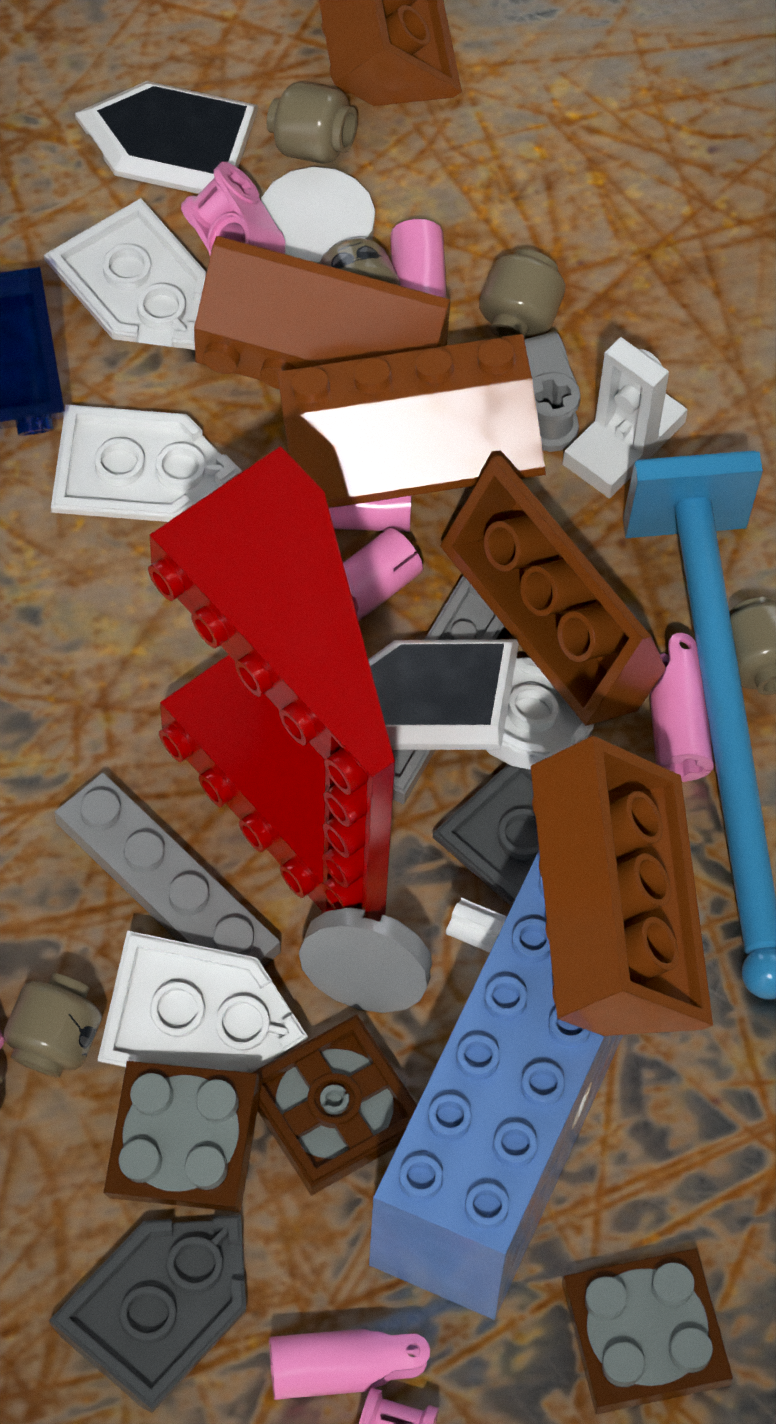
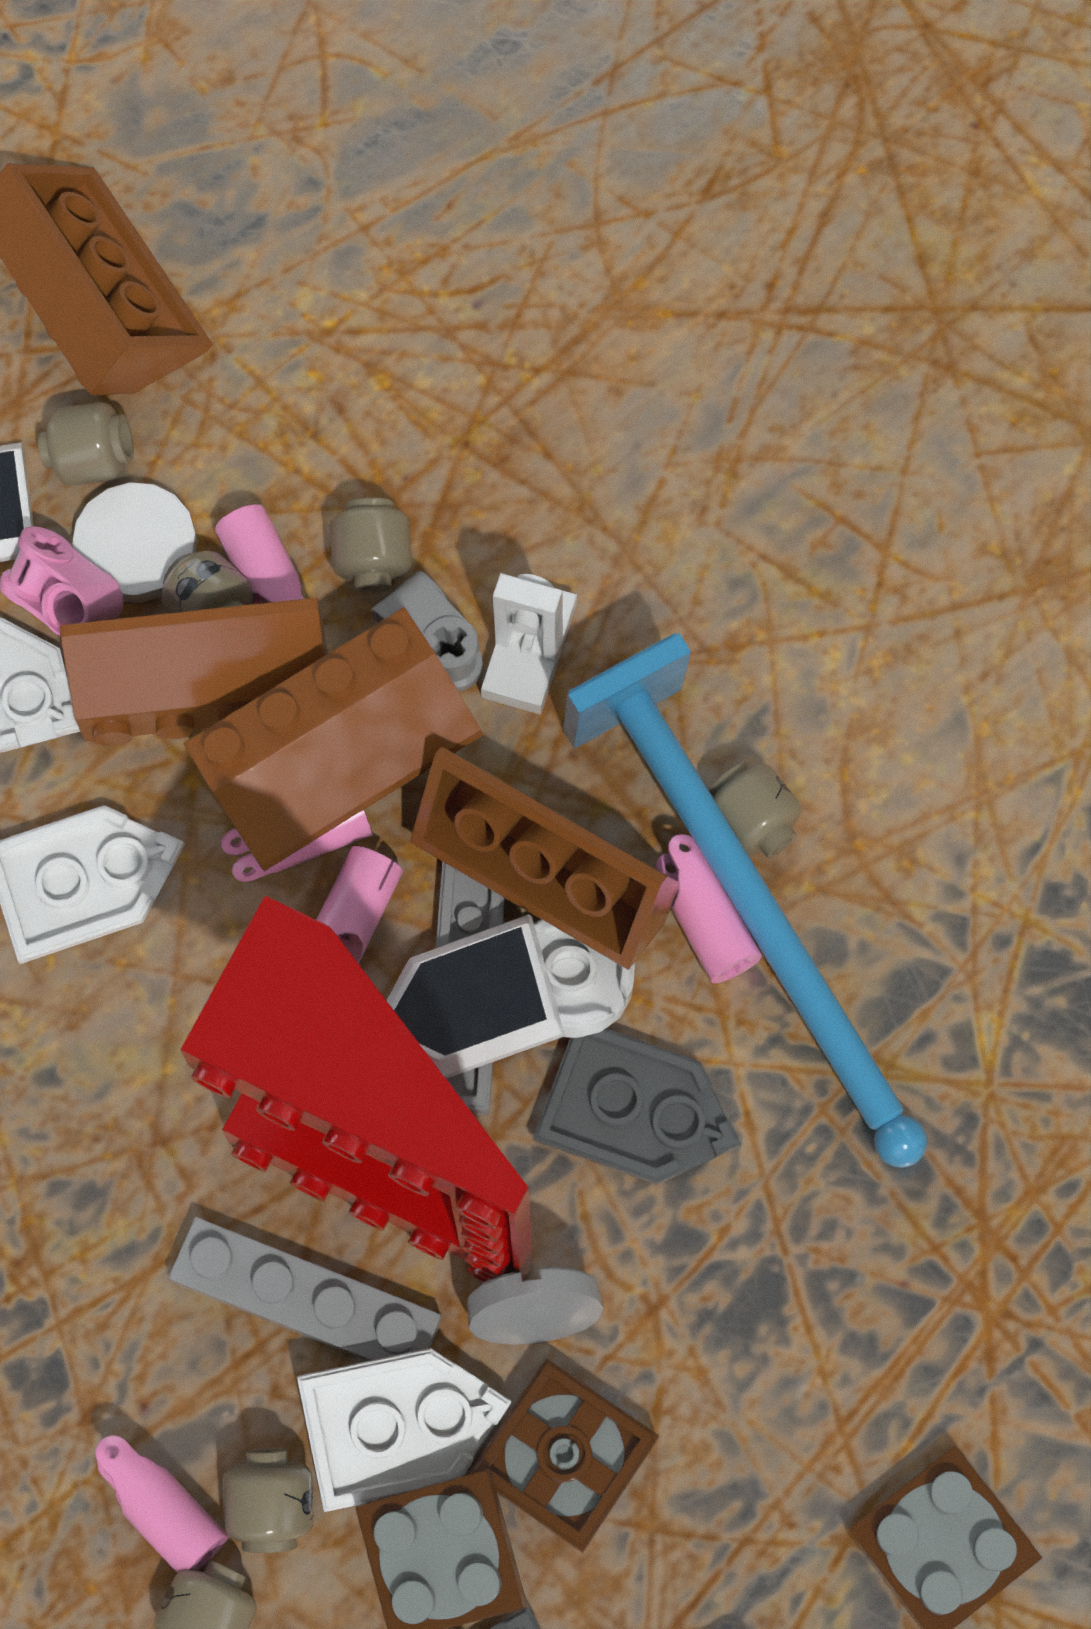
camera: 20 degrees left, 10 degrees up
(490, 1119) = (732, 1368): medium blue piece -> none
(619, 892) = (767, 1177): dark orange slope -> none

